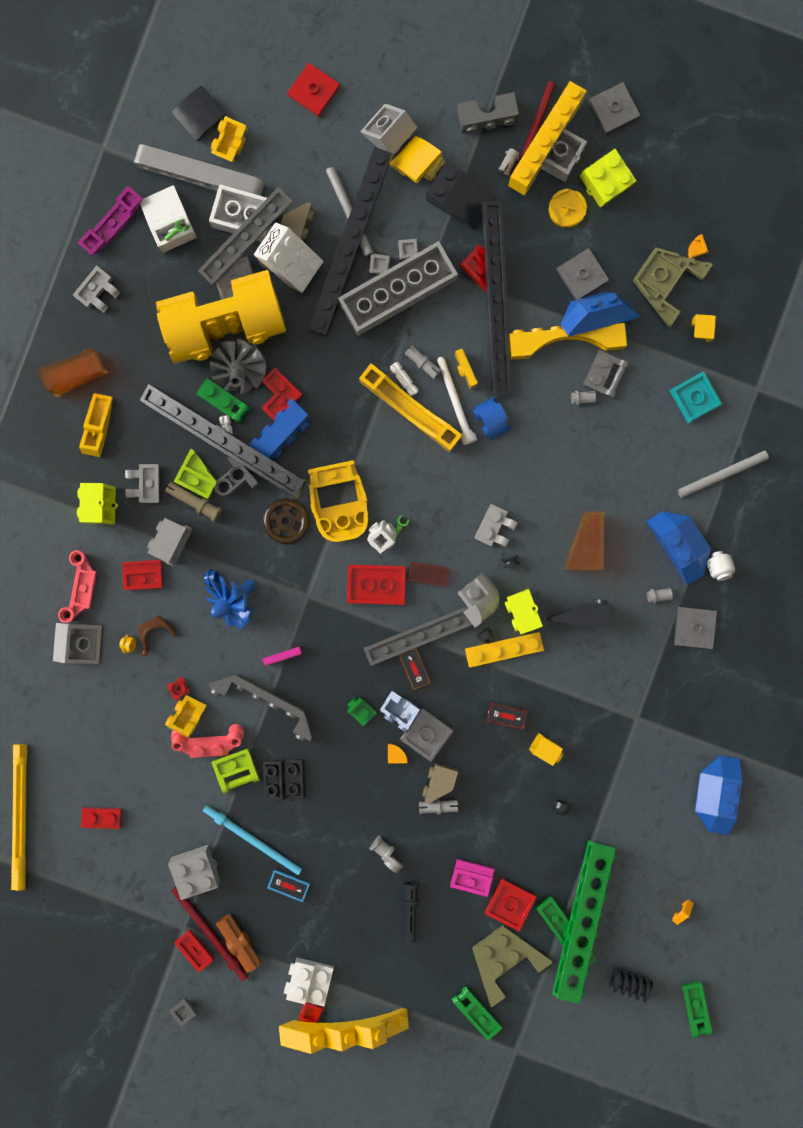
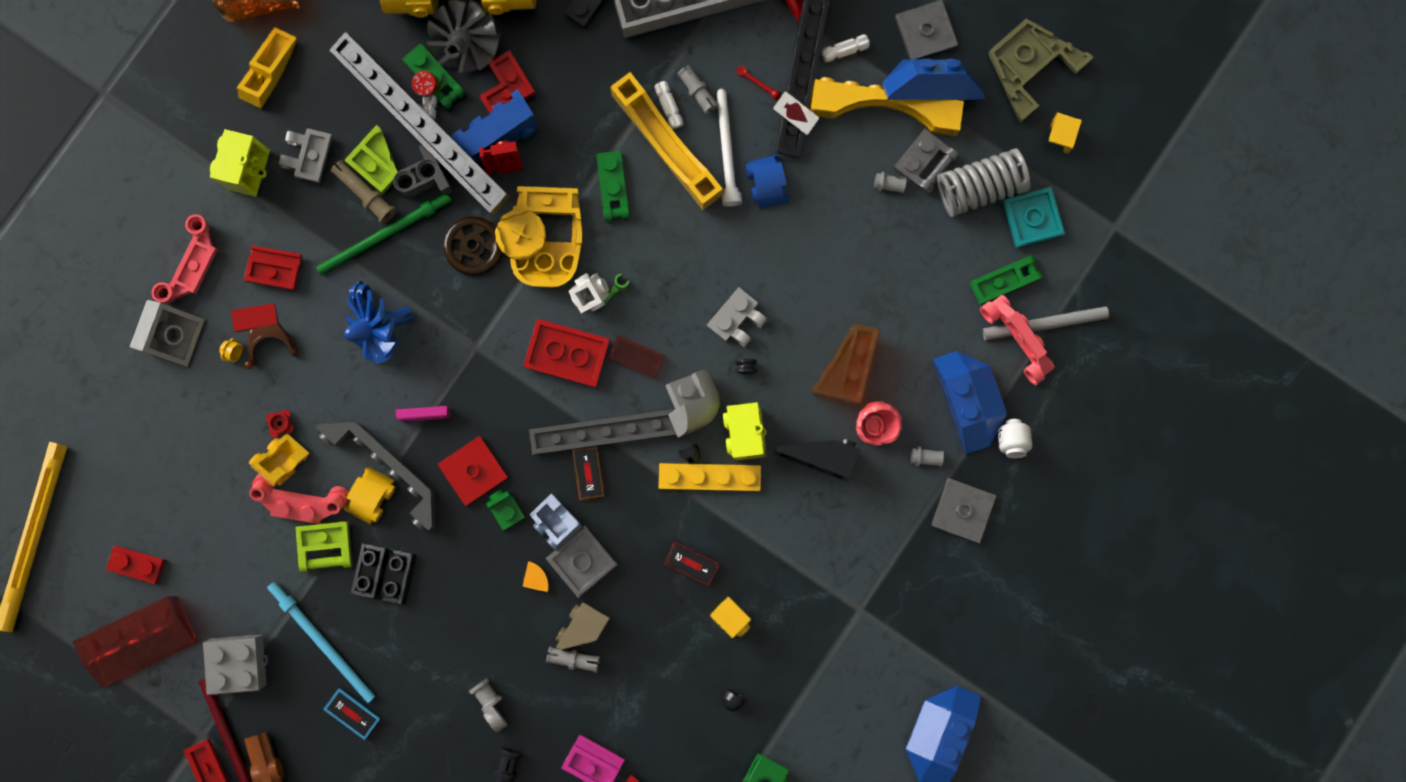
camera: 15 degrees right, 5 degrees down
(117, 873) = (135, 641): none -> clear red slope
(137, 614) = (253, 317): none -> red sticker
(169, 541) = (318, 231): light grey brick -> none
(218, 409) = (425, 83): none -> red tile
(245, 502) = (426, 209): none -> green bar
(258, 724) = (369, 494): none -> yellow cylinder
(291, 451) = (501, 157): none -> red plate
(320, 505) = (520, 234): none -> yellow tile
(329, 688) = (473, 471): none -> red plate
(377, 450) = (612, 185): none -> green plate
(452, 339) = (741, 71): none -> red hinge
(465, 369) = (748, 110): yellow plate -> none
(501, 362) = (796, 113): none -> white sticker
(525, 303) = (845, 48): none -> white axle
(619, 580) = (879, 424): none -> coral hair
(650, 384) = (983, 186): none -> light grey piece
(686, 449) = (1005, 280): none -> green plate
(697, 247) = (1080, 32): light orange tile -> none
(704, 482) = (1019, 328): none -> coral plate

